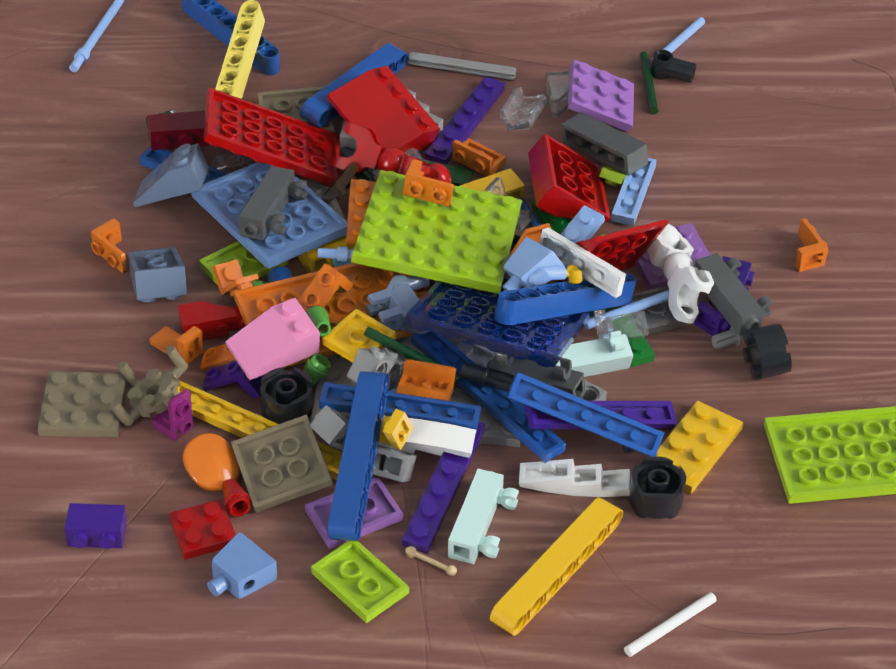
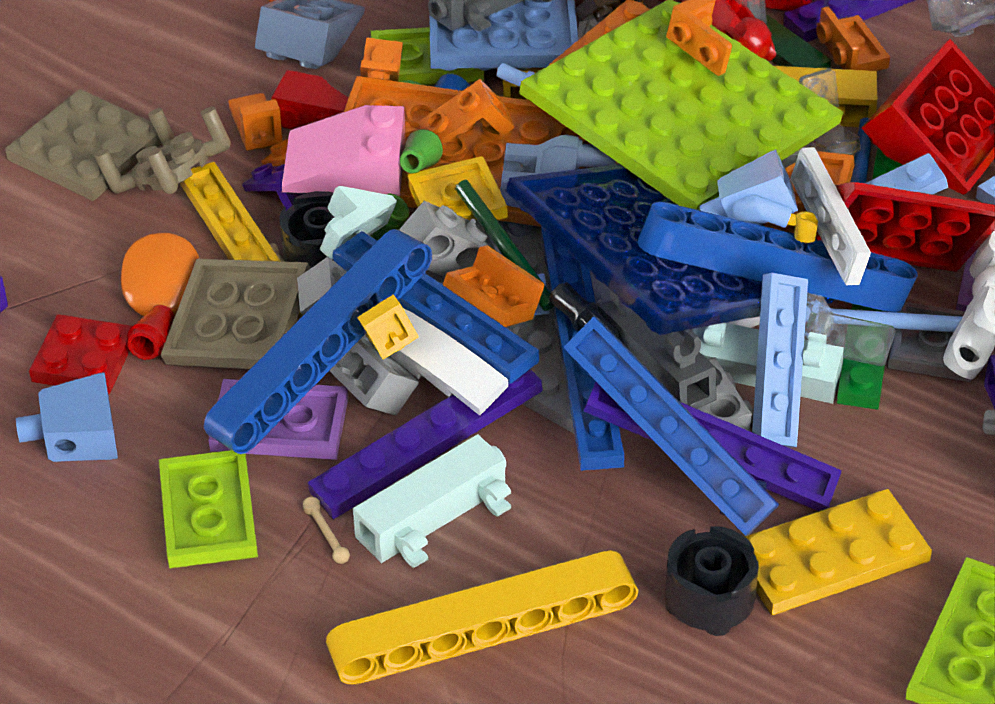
camera: 35 degrees right, 0 degrees up
(177, 418) = (167, 199): magenta bracket -> none
(314, 374) = (355, 212): none -> light aqua slope
(573, 480) = (606, 511): white slope -> none
(603, 353) = (780, 358): none -> light blue plate

